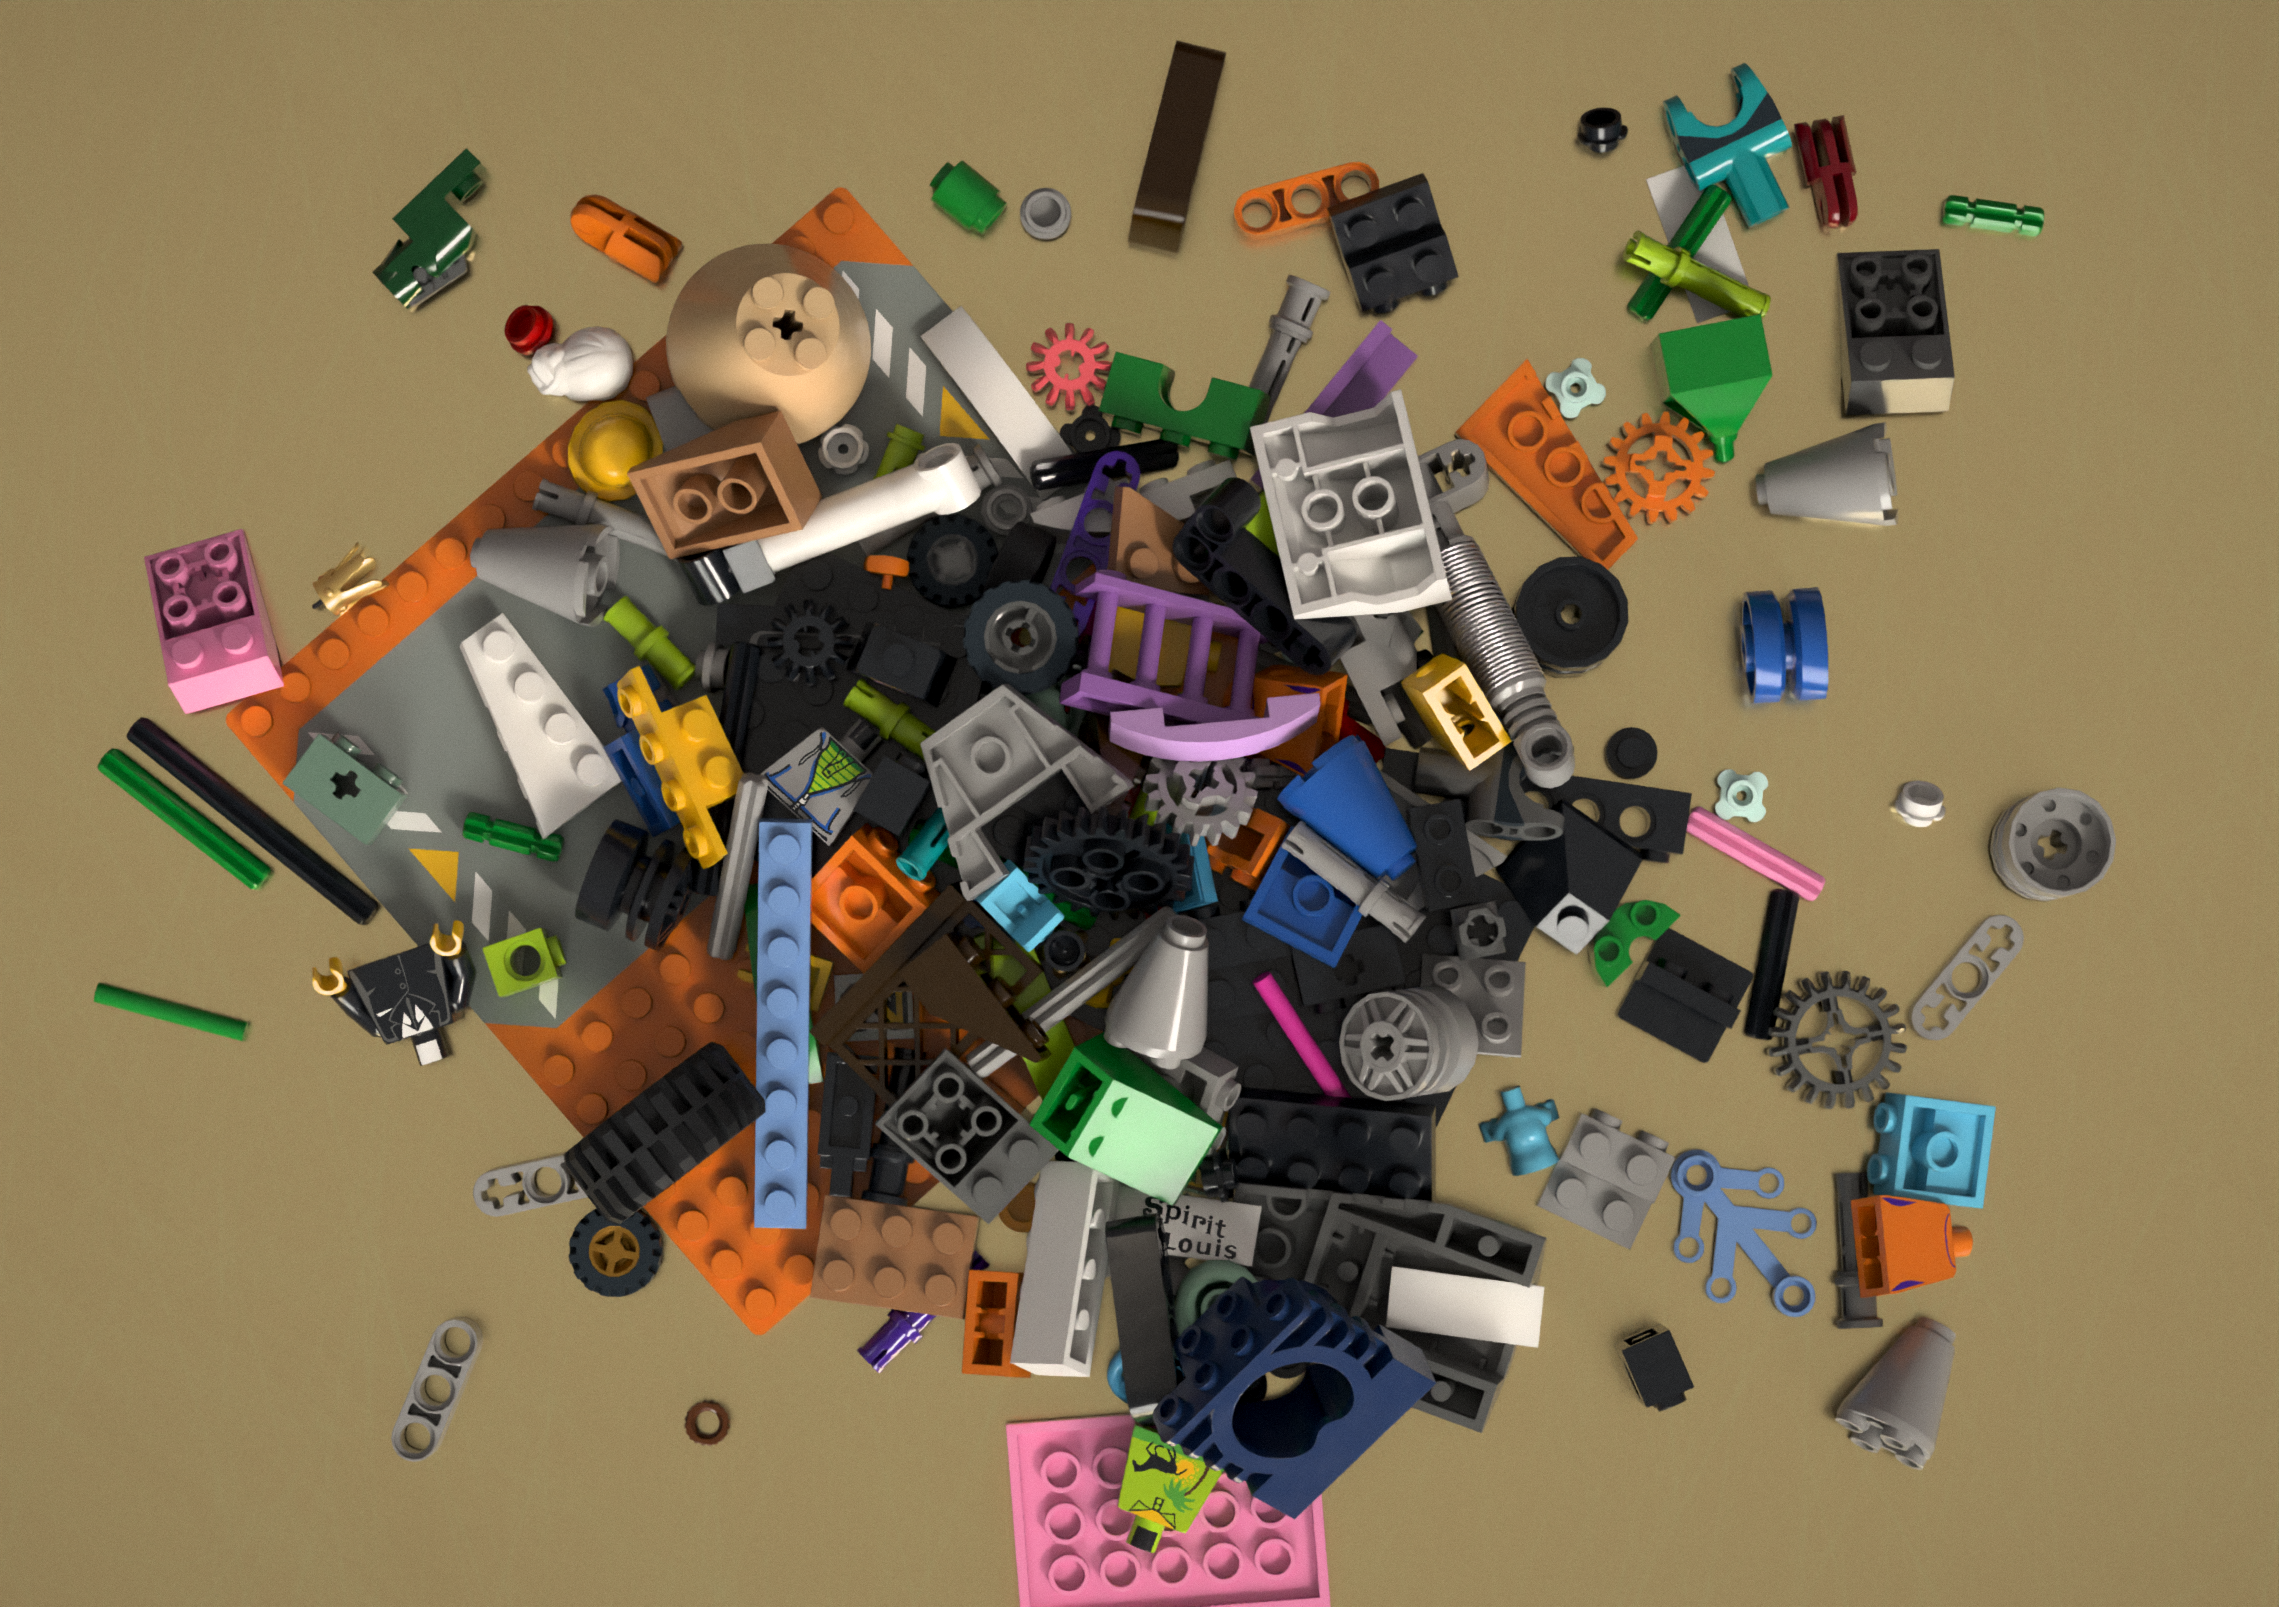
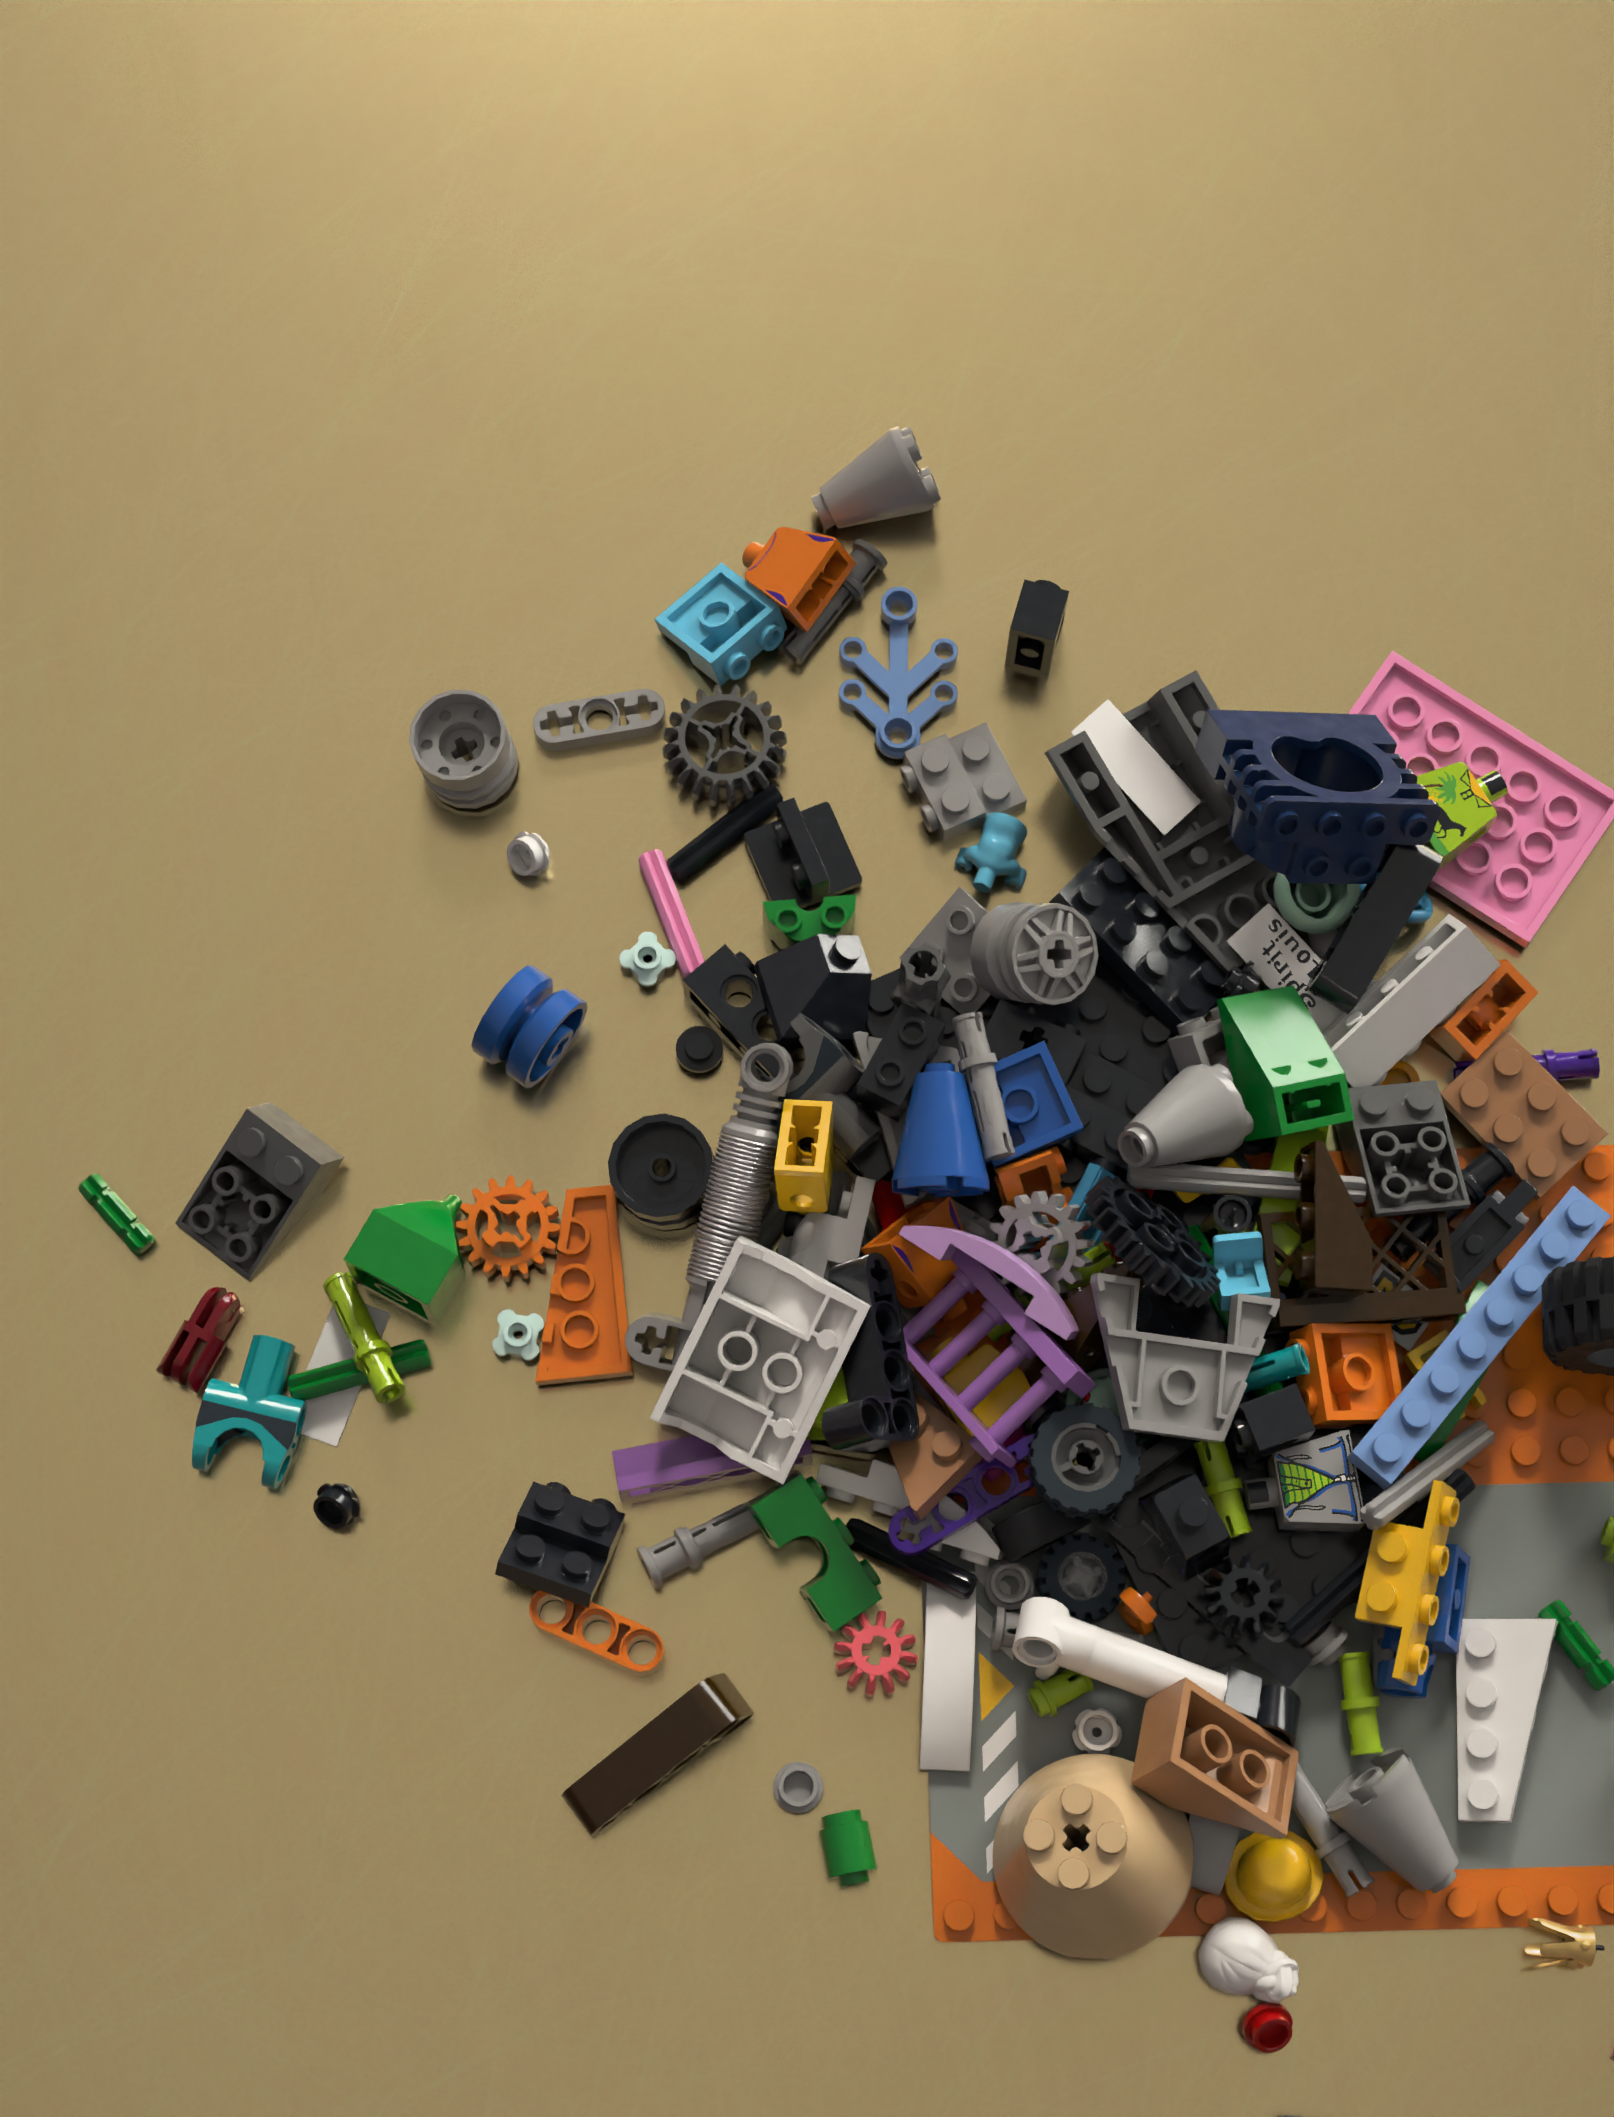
camera: 140 degrees left, 15 degrees down
(624, 236) = (1136, 2038): orange arm -> none
(641, 886) = (1514, 1524): black wheel -> none
(1090, 421) = (891, 1602): black plate -> none
(1299, 1035) = (1105, 1028): dark pink bar -> none
(1835, 480) = (392, 1114): light grey cone -> none

